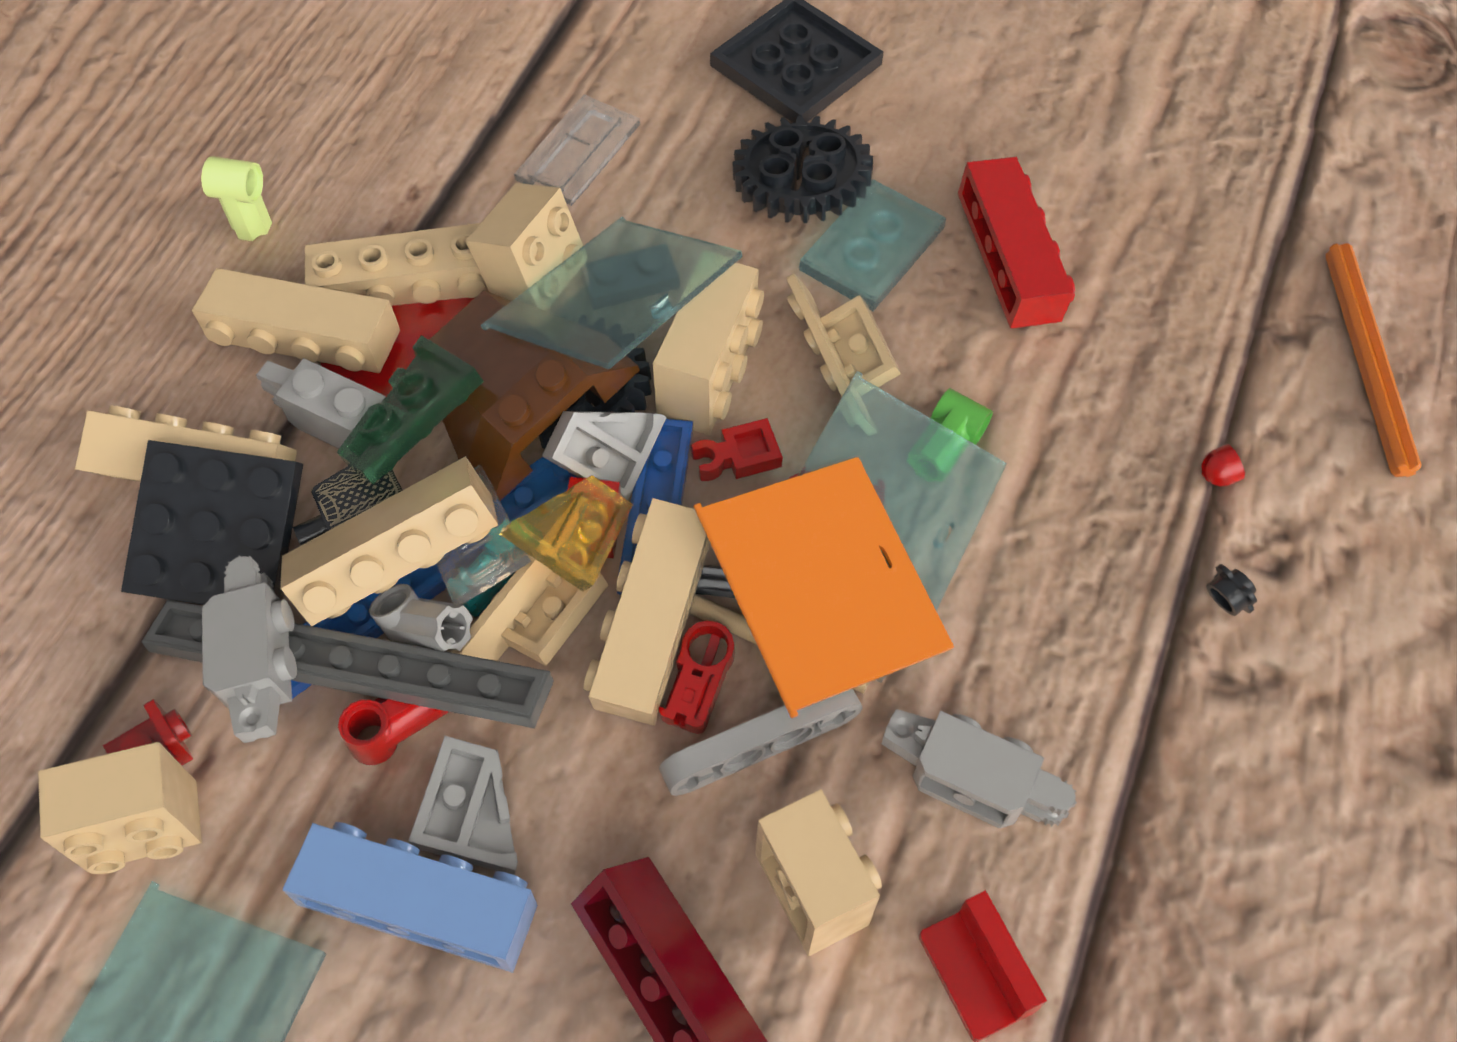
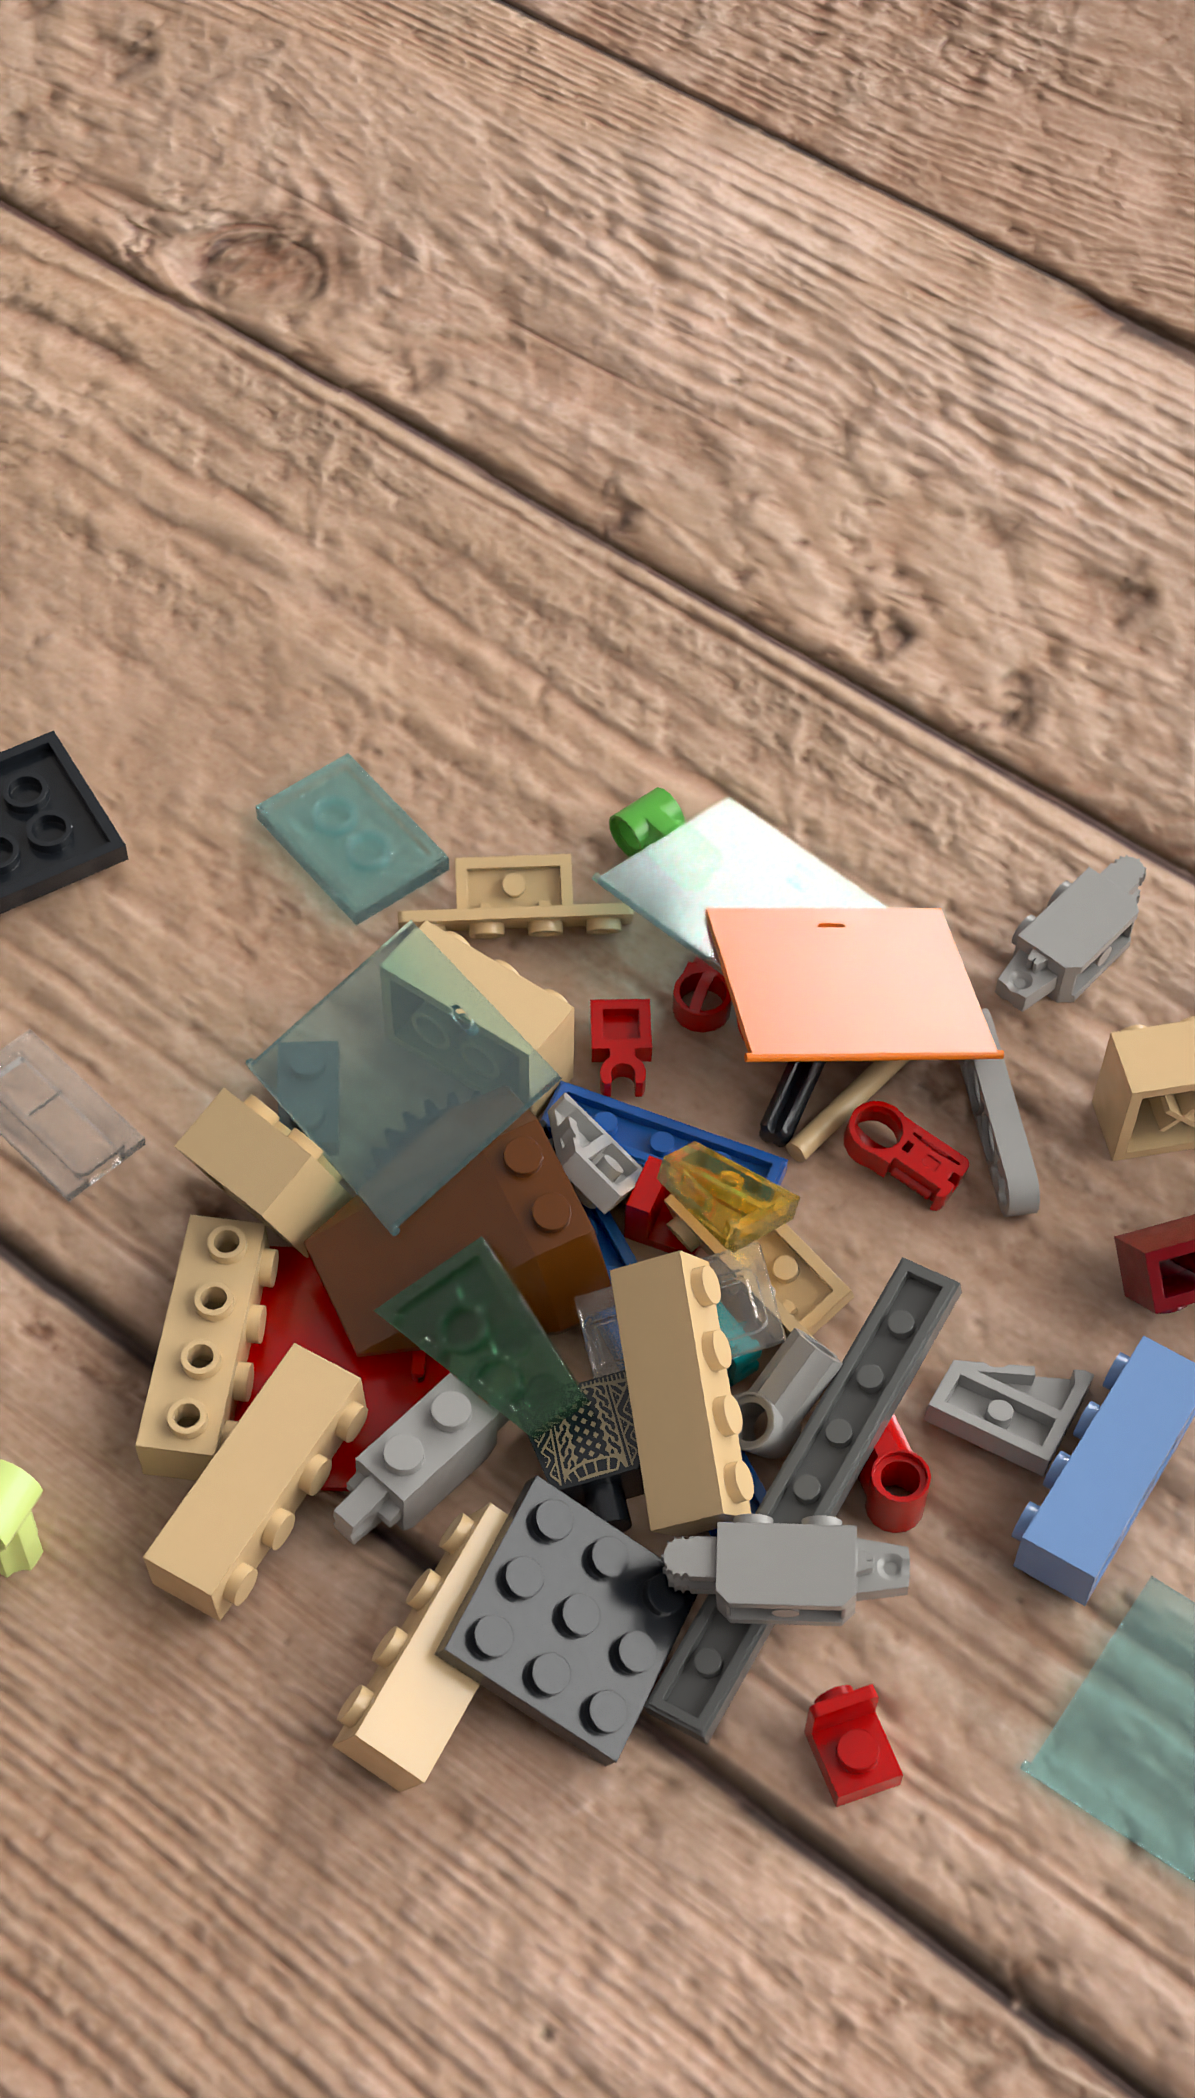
camera: 75 degrees left, 5 degrees down
(119, 808) = (955, 1749): tan brick -> none
(650, 615) = (831, 1160): tan brick -> none
(831, 174) = (213, 869): black gear -> none
(1015, 242) = (423, 695): red brick -> none
(1222, 466) = (780, 624): red hinge -> none
(1232, 591) = (930, 669): black plate -> none
(1373, 362) = (680, 460): orange axle -> none

